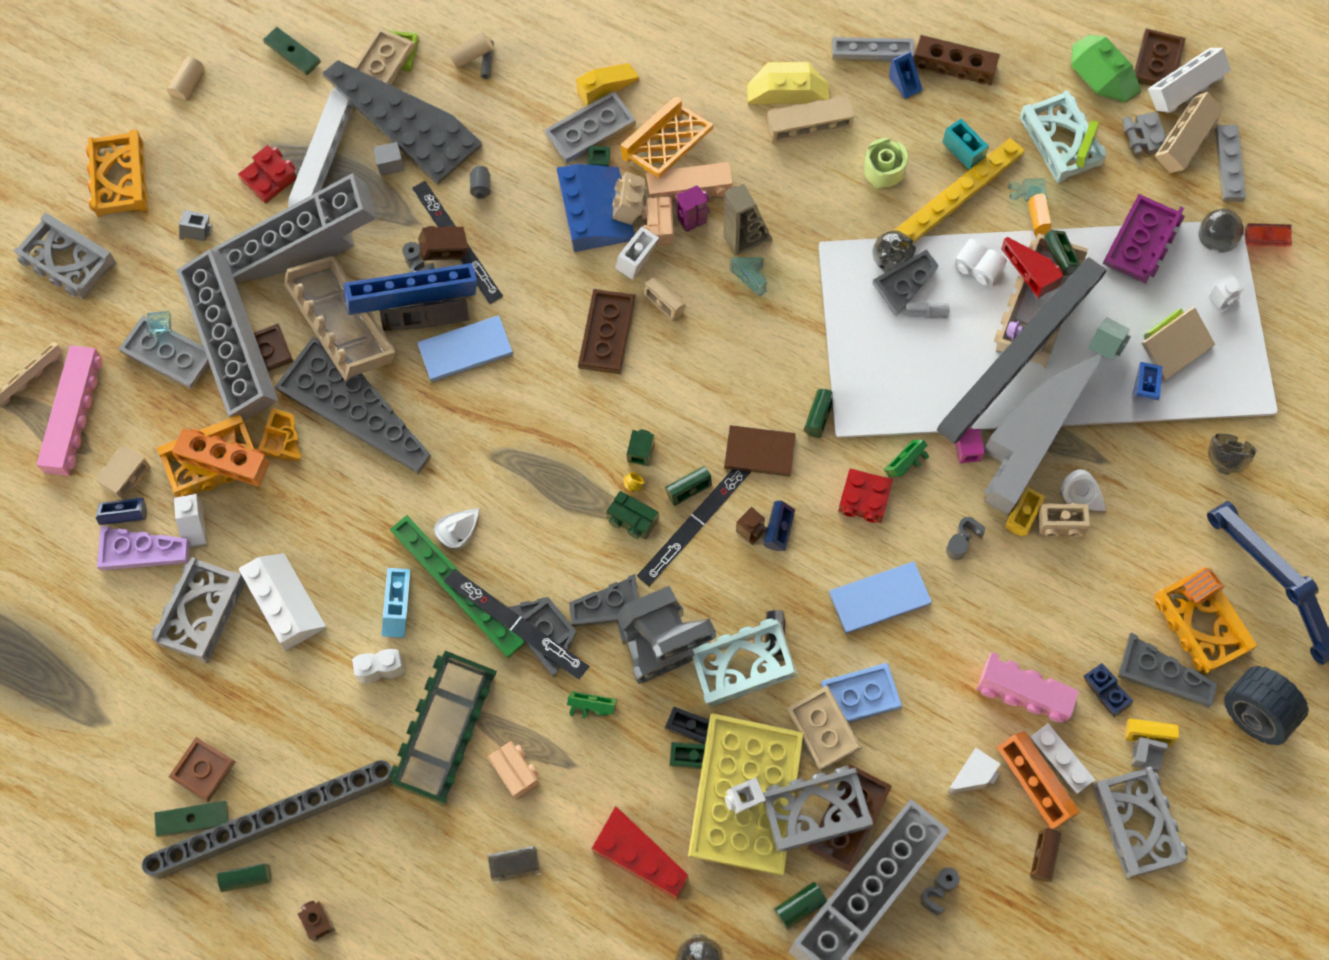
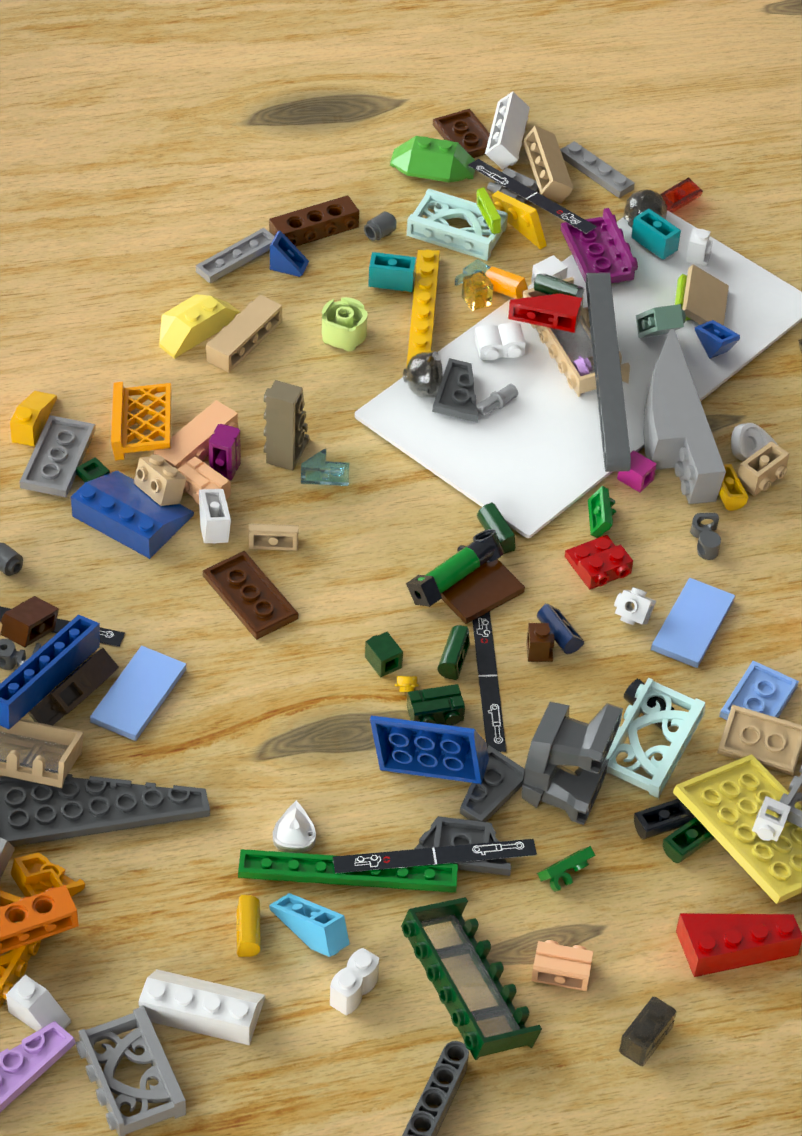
camera: 50 degrees left, 20 degrees down
(359, 571) = (248, 926): none -> yellow brick
(585, 546) = (429, 749): none -> blue slope
(784, 421) = (428, 588): none -> piece
(845, 553) = (642, 609): none -> white brick
(1002, 97) = (380, 226): none -> dark grey brick
(1014, 205) = (477, 291): none -> clear yellow brick
(1081, 231) = (550, 266): none -> white brick
(1113, 165) = (521, 217): none -> yellow wing
(1144, 153) = (532, 196): none -> black sticker
(1201, 257) = (655, 234): none -> teal brick

